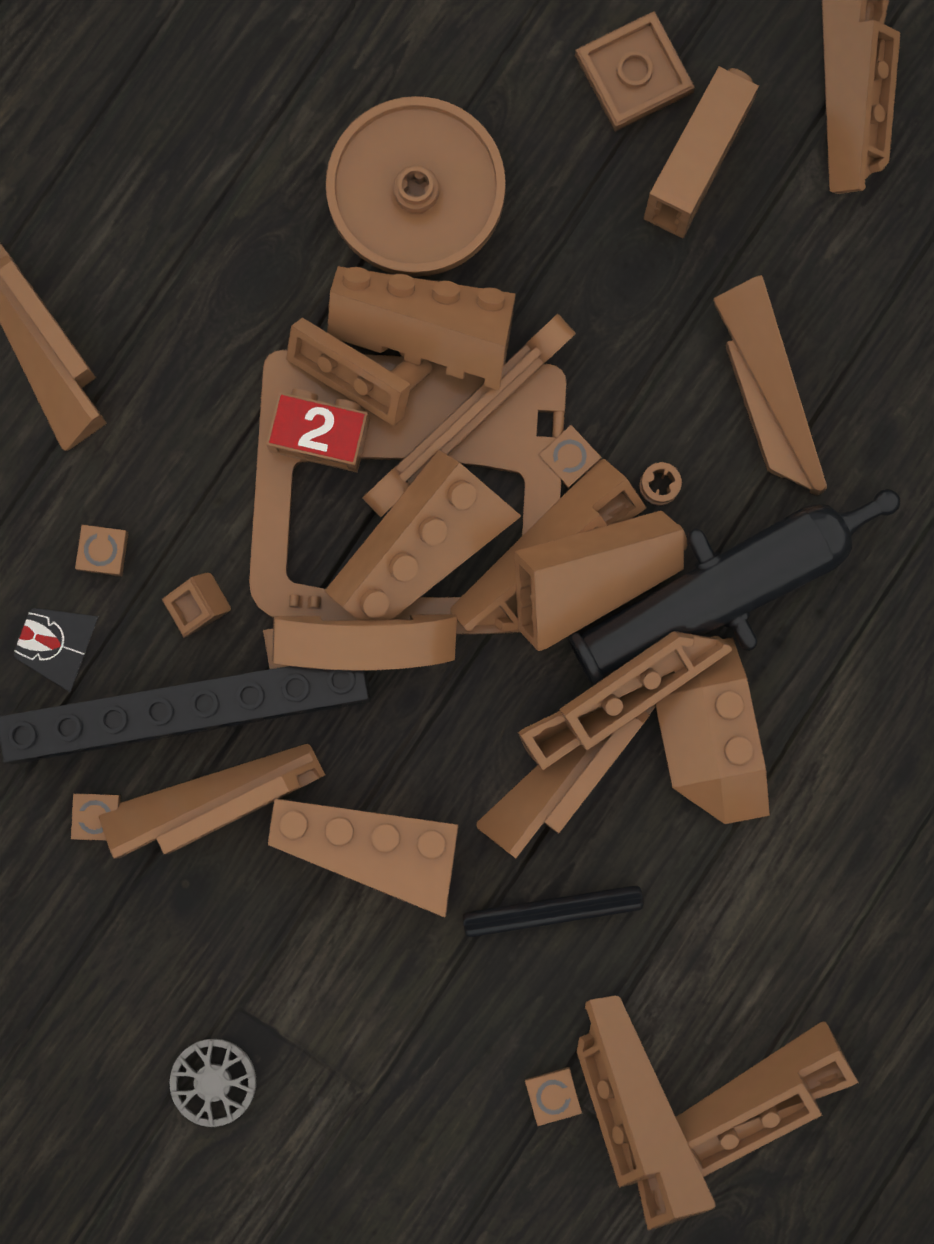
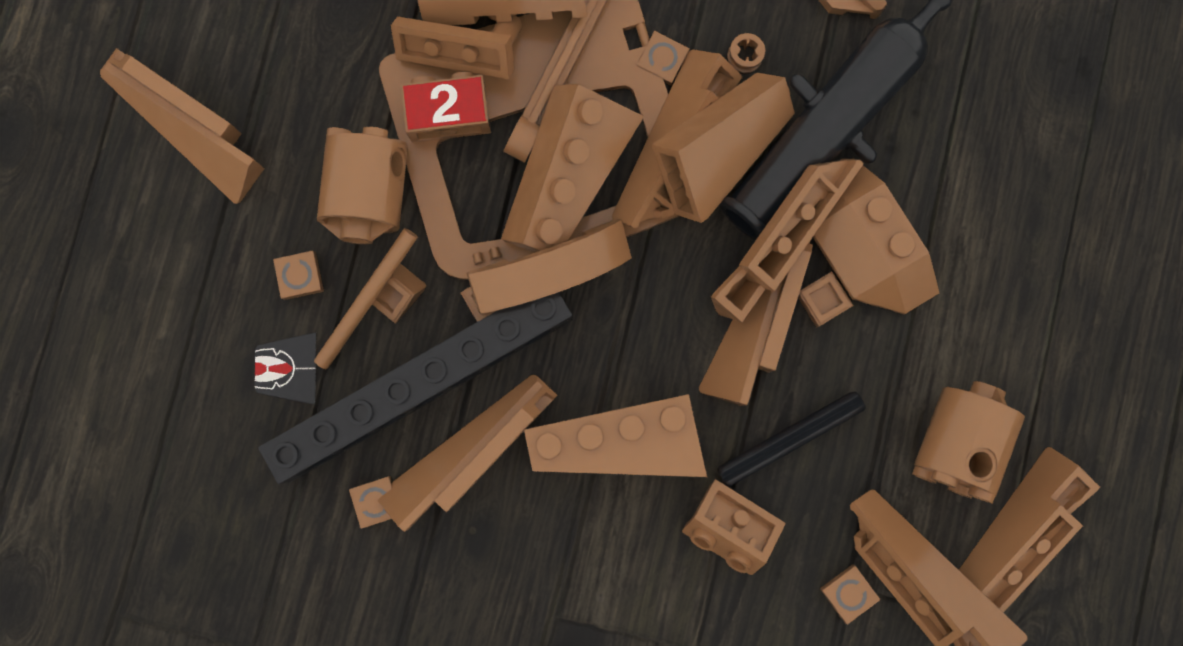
camera: 30 degrees left, 0 degrees up
(162, 602) = (365, 298): none -> medium nougat bar
(201, 482) = (361, 184): none -> medium nougat cylinder
(456, 982) = (734, 528): none -> medium nougat bracket
(644, 777) = (824, 299): none -> medium nougat tile
(739, 971) = (969, 441): none -> medium nougat cylinder

